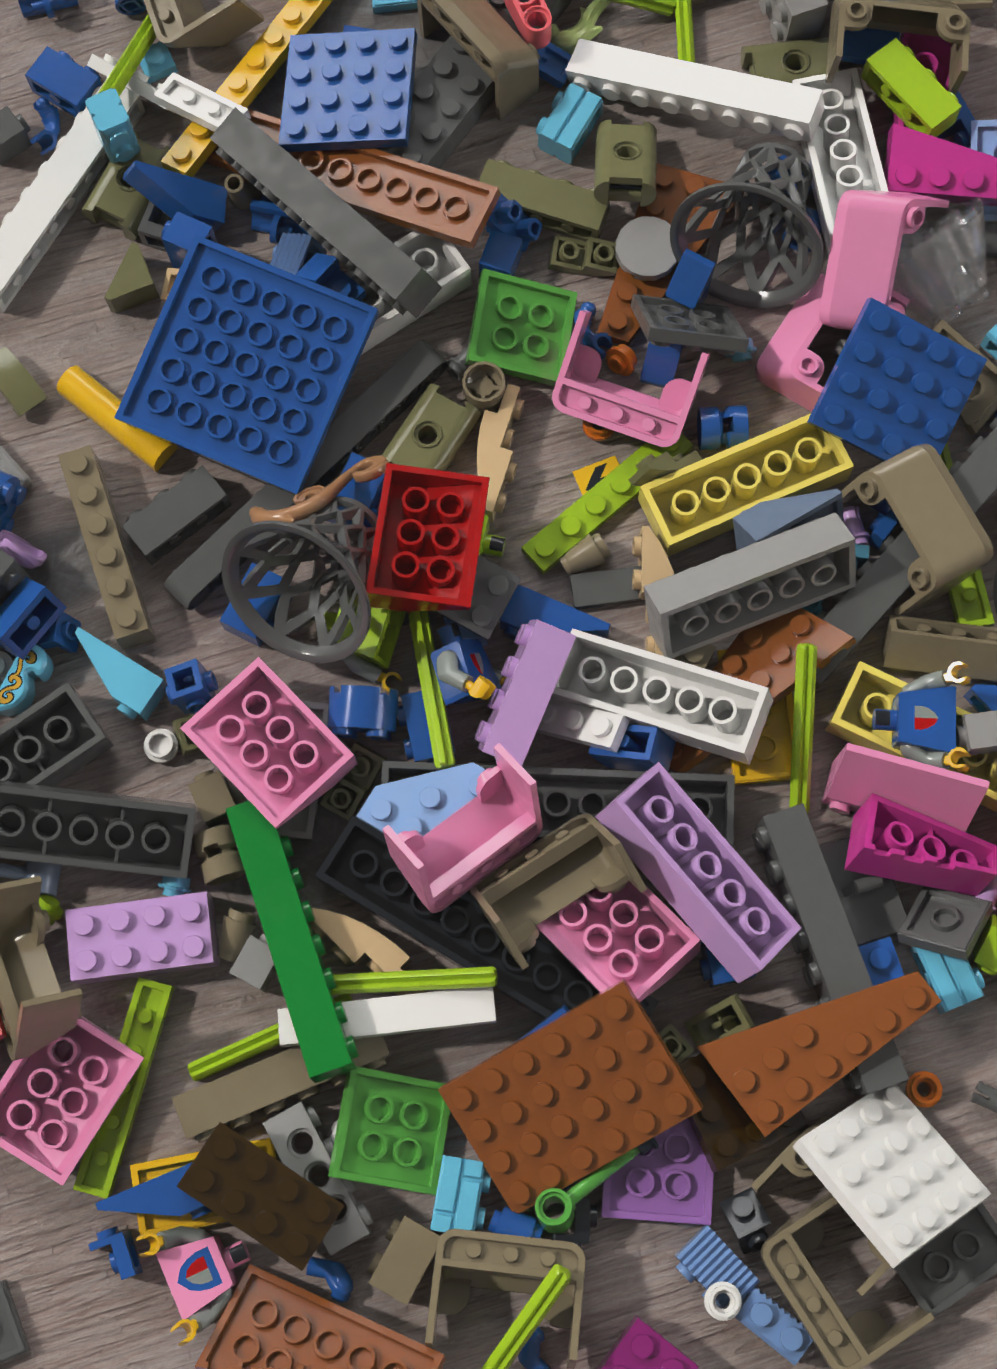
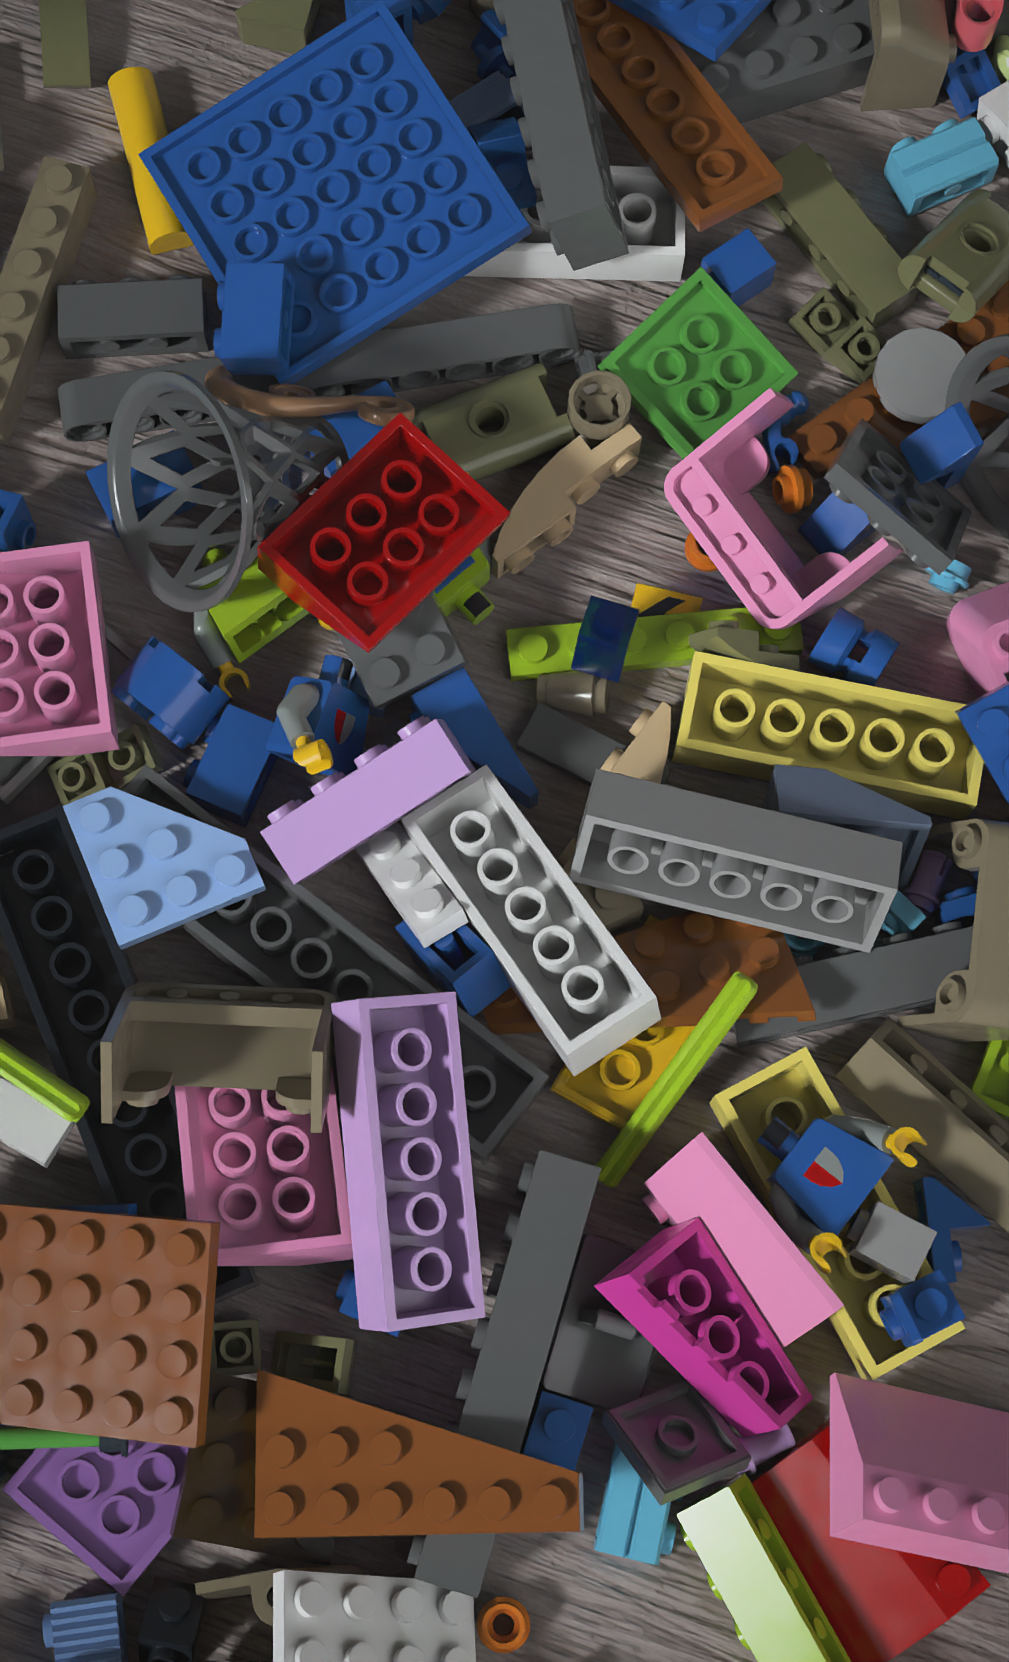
camera: 30 degrees right, 0 degrees up
(258, 465) = (255, 319): none -> blue brick
(432, 696) = (251, 745): lime axle -> none
(474, 838) = (163, 929): bright pink windscreen -> none
(510, 219) = (779, 231): blue hips -> none
(586, 513) = (604, 638): none -> clear blue brick

